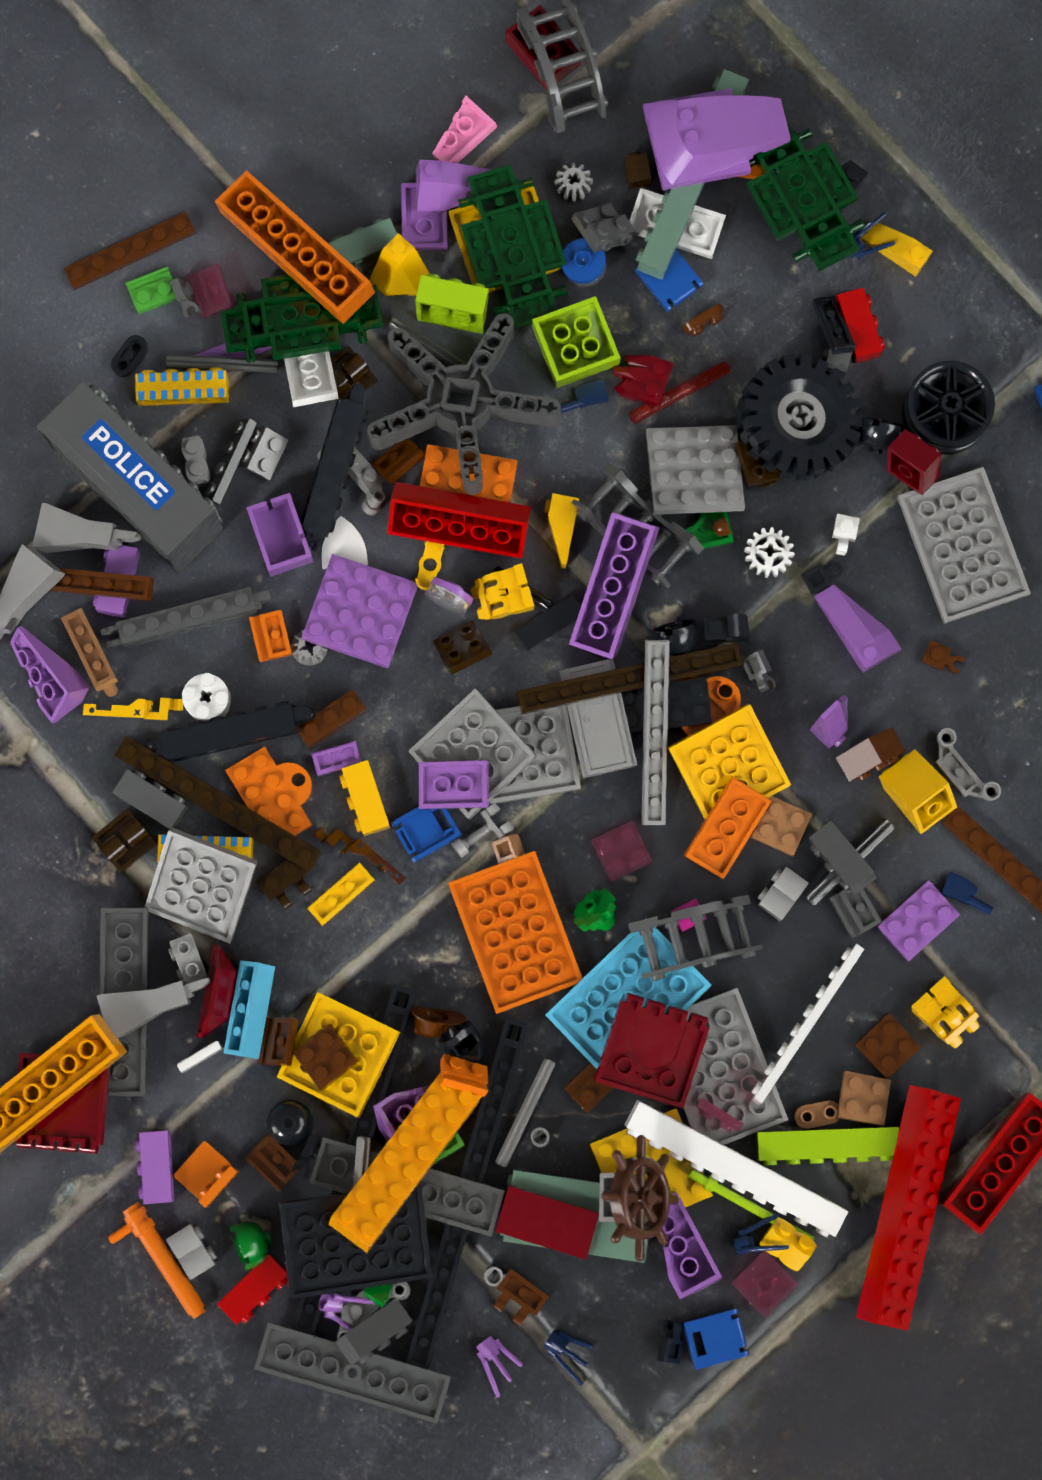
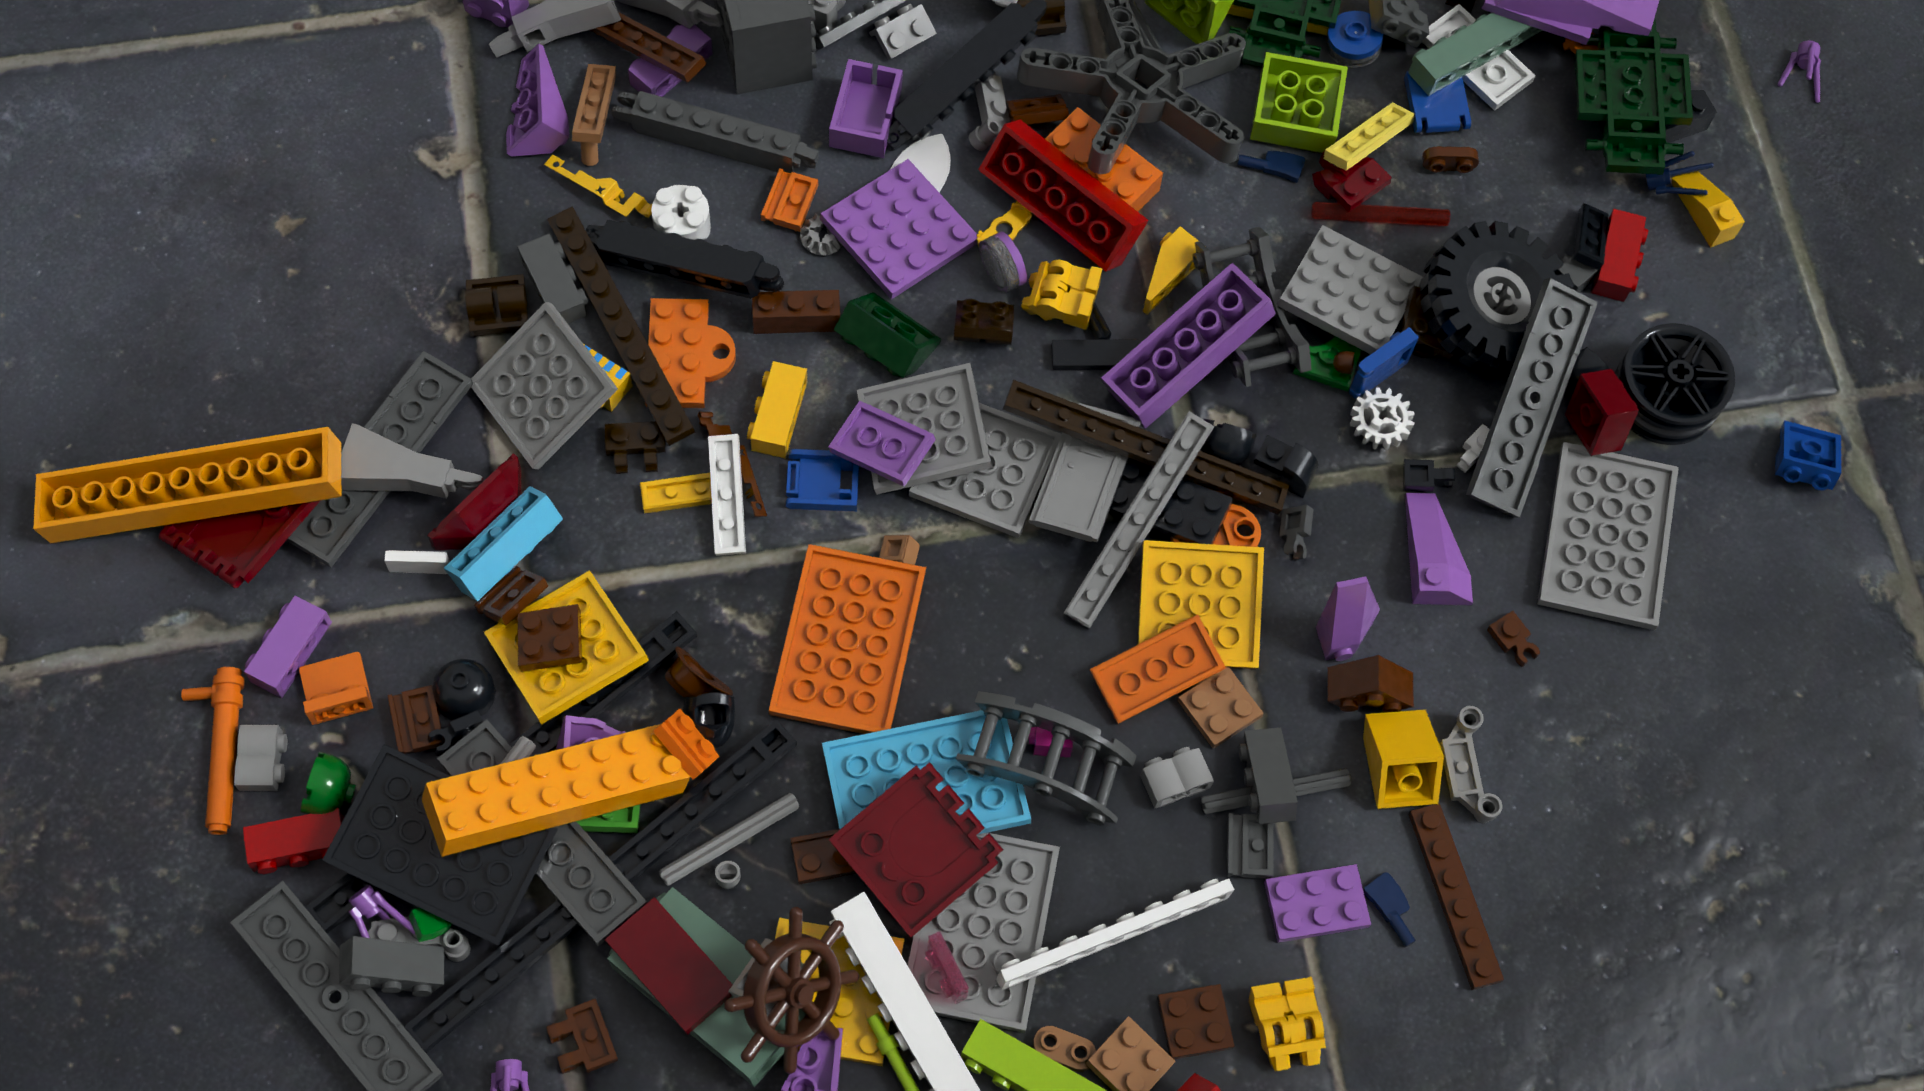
camera: 30 degrees right, 15 degrees down
(188, 959) = (476, 449): light grey bracket -> none
(336, 758) = (764, 350): medium lavender plate -> none
(372, 883) = (727, 494): none -> white plate
(402, 696) = (886, 334): none -> dark green slope
(462, 846) = (902, 502): light grey bar -> none
(497, 1277) = (572, 1001): light grey hinge -> none
(596, 911) = (952, 670): green plant -> none
(621, 851) = (1022, 628): clear pink plate -> none
(639, 339) = (1369, 136): none -> light yellow plate
(752, 499) = (1383, 362): none -> blue container
(860, 458) = (1522, 427): none -> dark grey piece
(905, 81) = (1807, 59): none -> medium lavender plant

